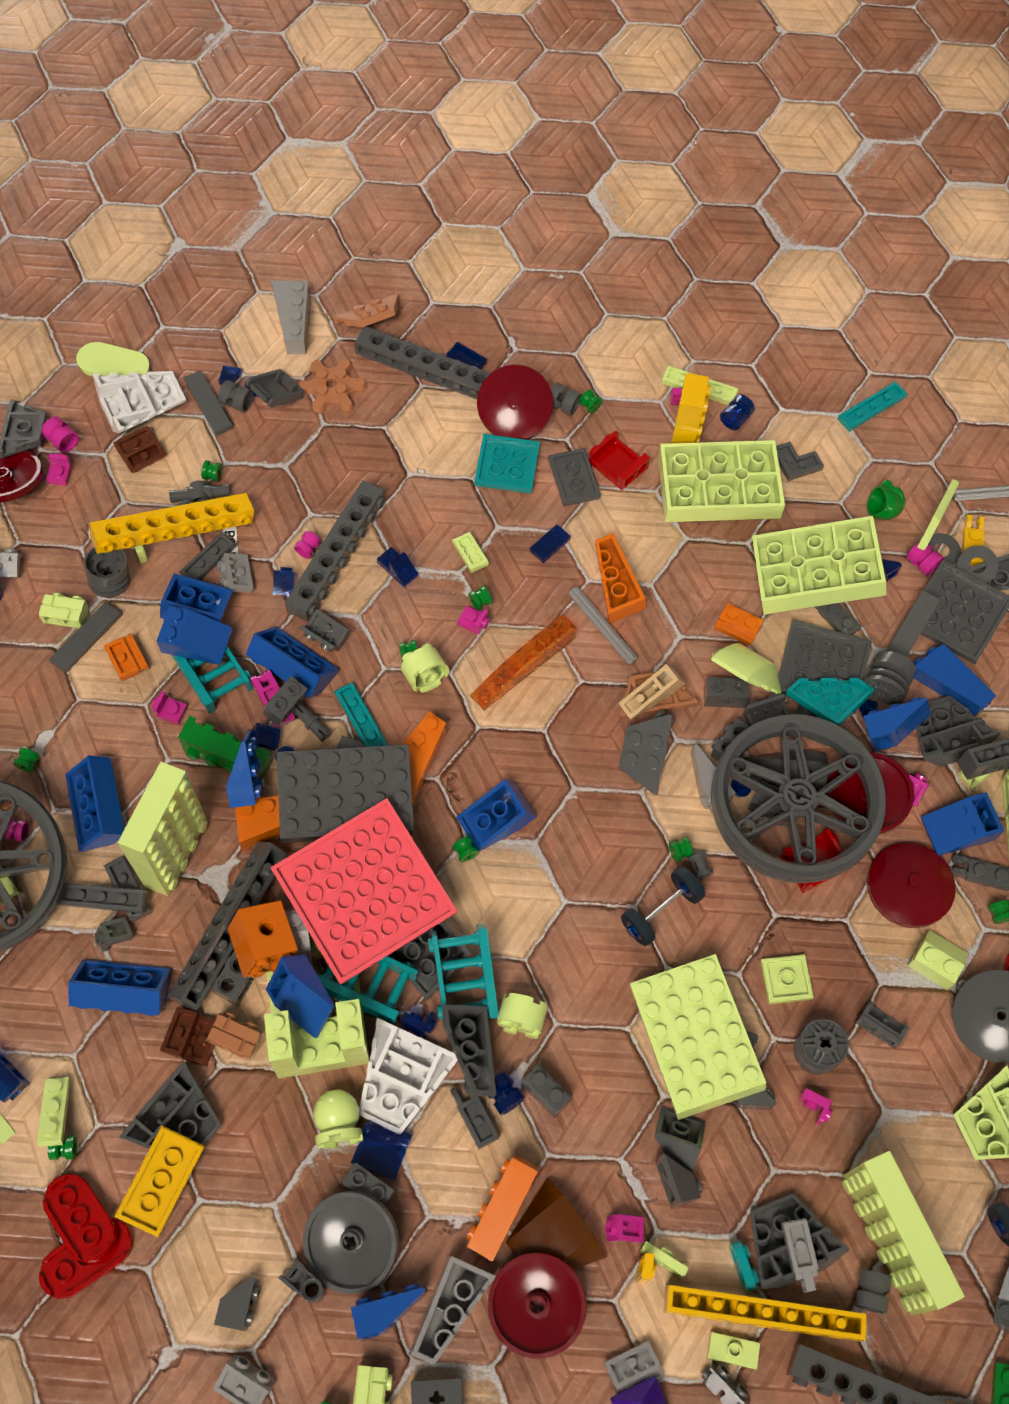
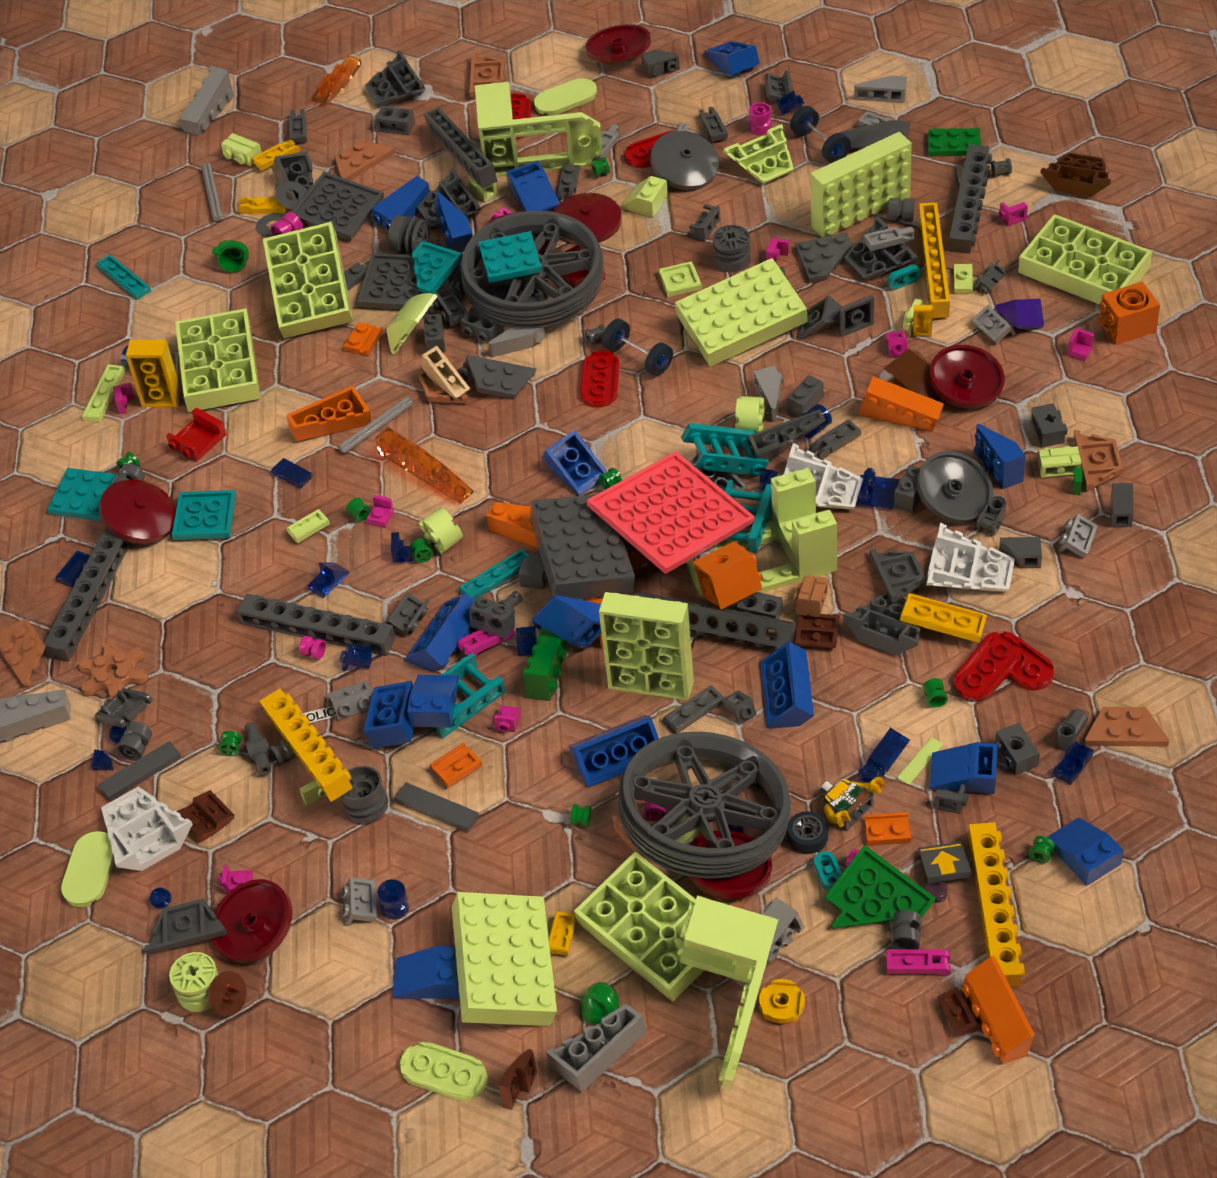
camera: 90 degrees left, 15 degrees down
(53, 1112) = (907, 703): yellowish green plate -> none
(60, 434) = (194, 883): dark pink wheel -> none
(62, 411) = (160, 898): none -> clear blue plate
(63, 610) = (410, 827): yellowish green brick -> none
(104, 898) = (707, 707): dark grey tile -> none
(208, 557) = (335, 727): dark grey tile -> none
(231, 1228) = (967, 564): none -> white wedge
(245, 1144) = (898, 572): none -> dark grey wing
(301, 992) = (769, 537): blue slope -> none
(336, 1118) = (861, 513): yellowish green tile -> none
(416, 628) = (399, 551): none -> clear blue bracket
(451, 1303) = (965, 417): light grey wedge -> none
(564, 363) = (80, 494): none -> teal plate
(571, 1051) = (768, 385): none -> light grey slope
(574, 477) = (215, 467): dark grey tile -> none
(631, 863) = (600, 379): none -> red tile
(680, 849) = (583, 346): green wheel -> none
(797, 466) = (190, 310): dark grey plate -> none
(805, 1167) = (822, 255): none -> dark grey plate
(807, 769) = (510, 256): none -> teal plate
(914, 623) = (358, 229): dark grey tile -> none
(938, 514) = (249, 212): yellowish green tile -> none

